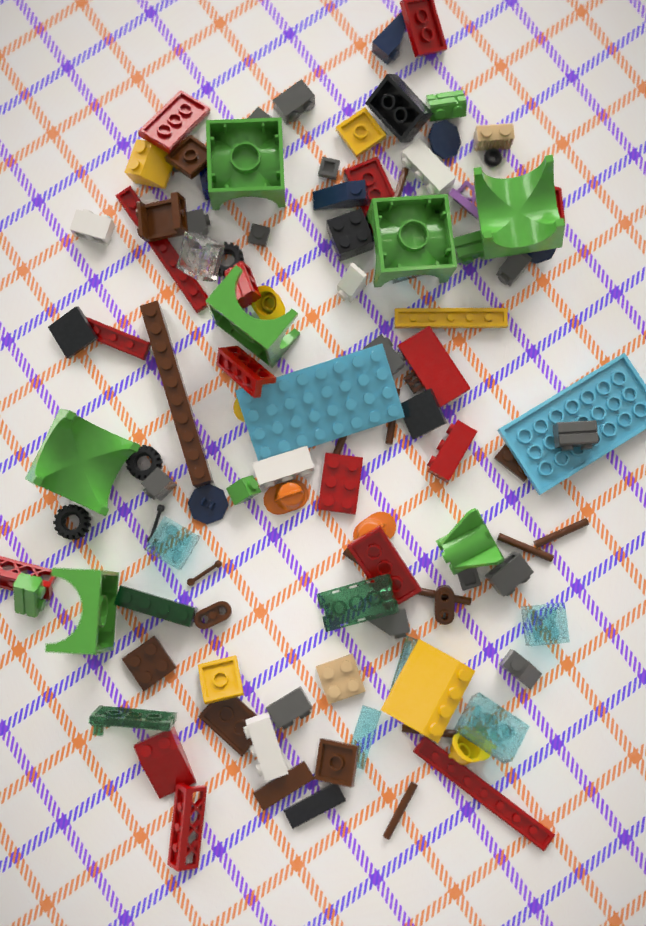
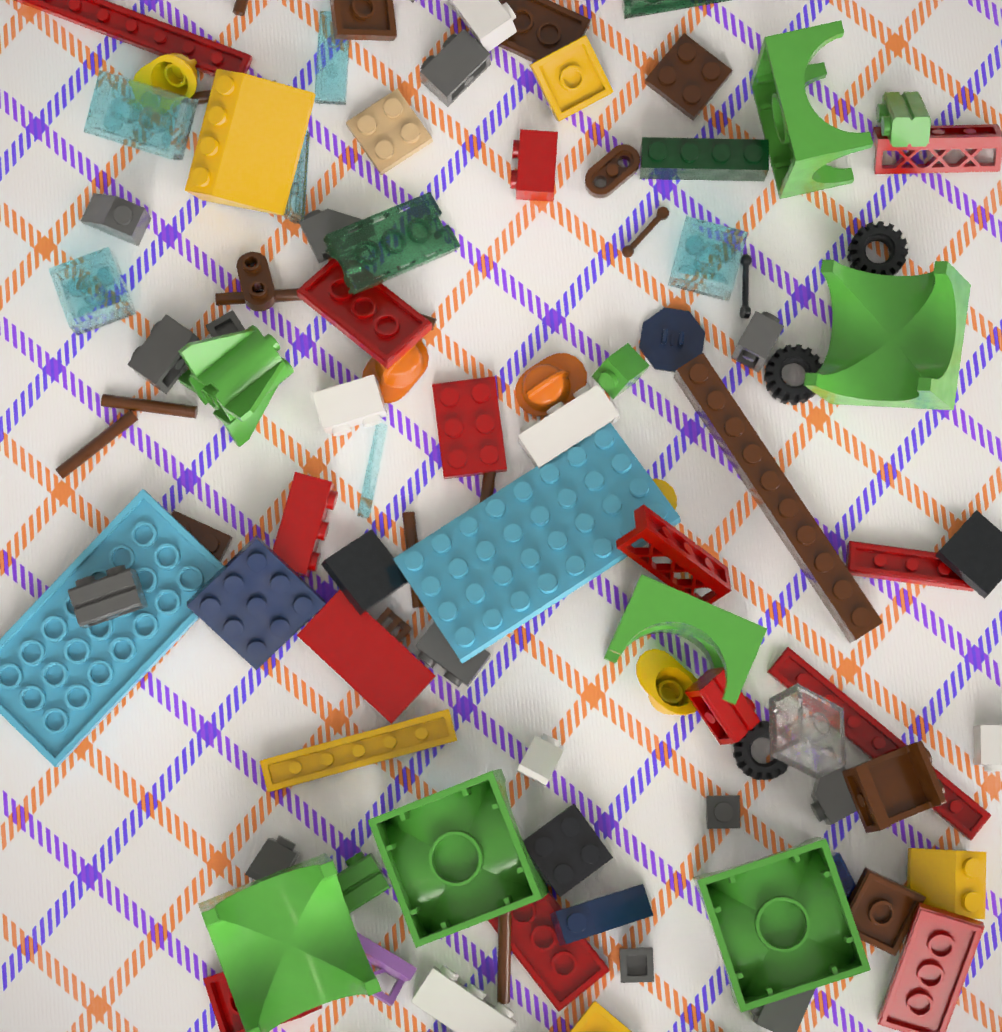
camera: 165 degrees right, 0 degrees up
(257, 631) = (536, 165): none -> red brick
(403, 473) = (372, 470): none -> clear light blue bar
(406, 513) = (350, 405): none -> white brick
(490, 411) = (256, 602): none -> dark blue plate

